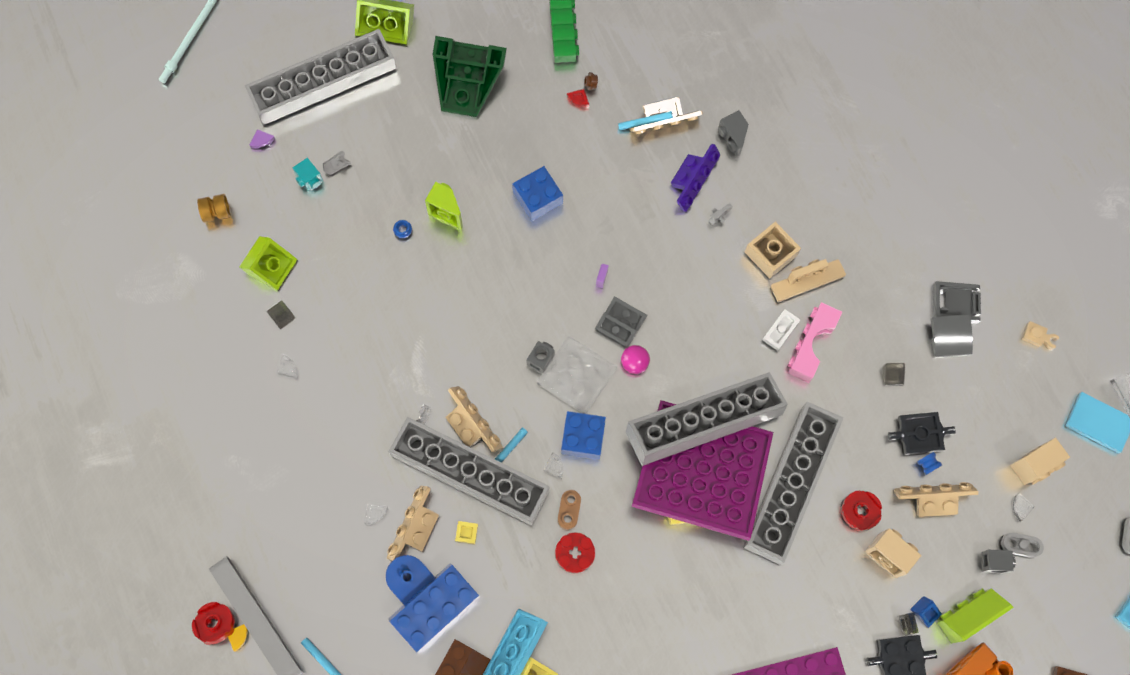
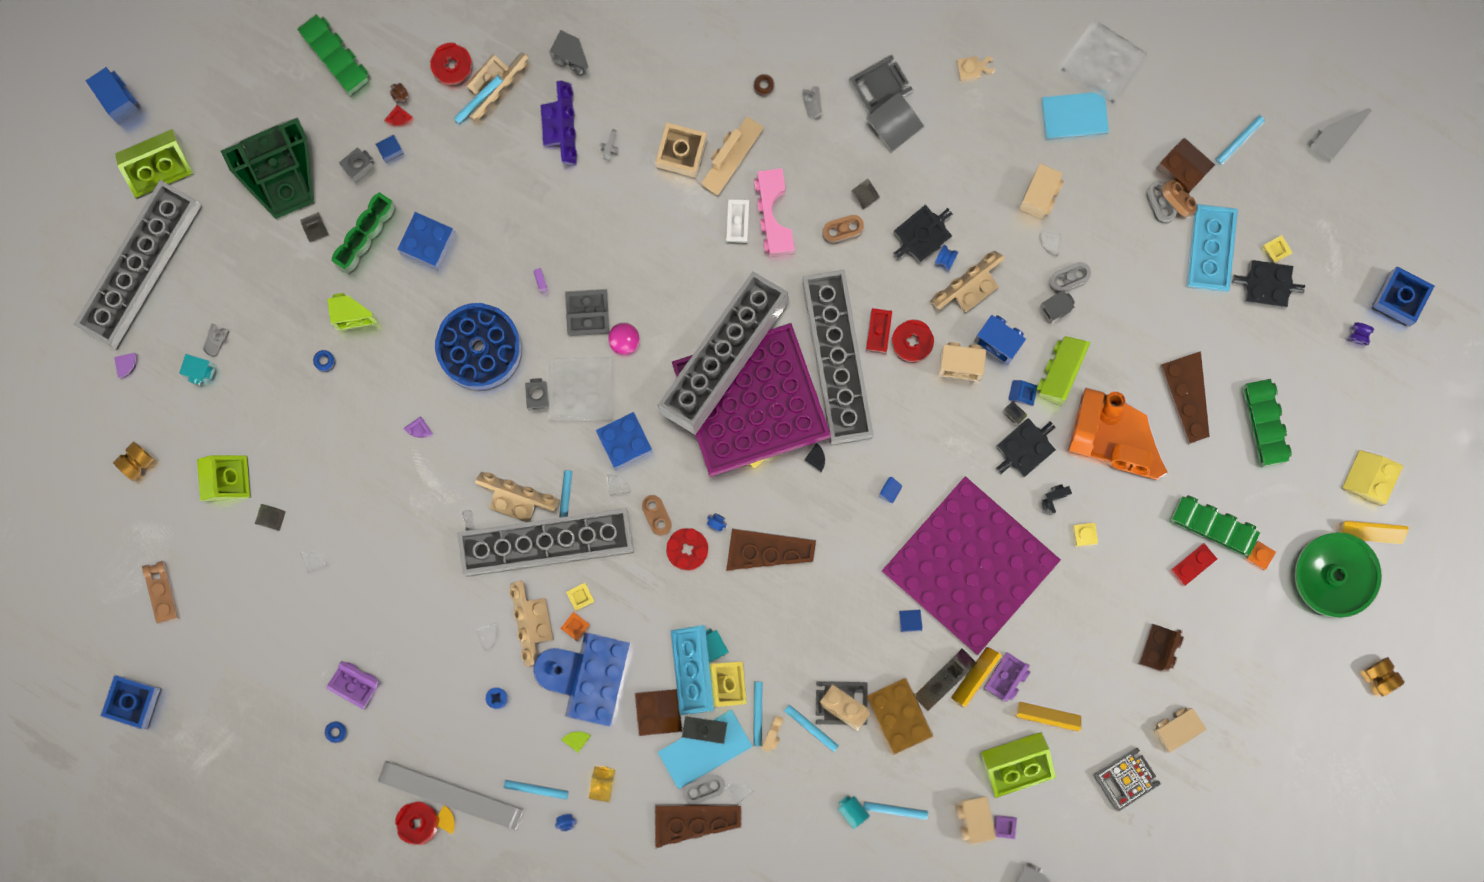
camera: 30 degrees left, 10 degrees up
(75, 378) = (130, 702): none -> blue brick
(161, 314) = (160, 592): none -> medium nougat plate
(201, 507) = (328, 732): none -> blue plate
(246, 480) = (353, 684): none -> medium lavender bracket
(349, 569) = (496, 701): none -> blue wheel
(383, 644) = (576, 740): none -> lime tile
(435, 323) = (418, 428): none -> medium lavender tile
(446, 553) = (575, 626): none -> orange plate
(464, 134) = (314, 227): none -> clear smoke slope
(491, 159) = (359, 237): none -> green brick
(524, 310) = (478, 368): none -> blue brick
(526, 116) = (356, 173): none -> dark grey brick
(545, 645) = (715, 645): none -> teal brick
(557, 115) = (389, 148): none -> blue slope
(612, 547) = (716, 521): none -> blue plate
(636, 595) = (762, 549): none -> reddish brown wing
(644, 95) = (445, 74): none -> red plate
(724, 550) = (816, 458): none -> black tile
(768, 617) = (890, 490): none -> blue slope
(839, 484) = (879, 330): none -> red plate
(859, 388) = (842, 227): none -> medium nougat plate
(866, 240) = (763, 78): none -> reddish brown plate
(896, 280) = (813, 101): none -> light grey piece
(936, 556) = (1000, 339): none -> blue brick

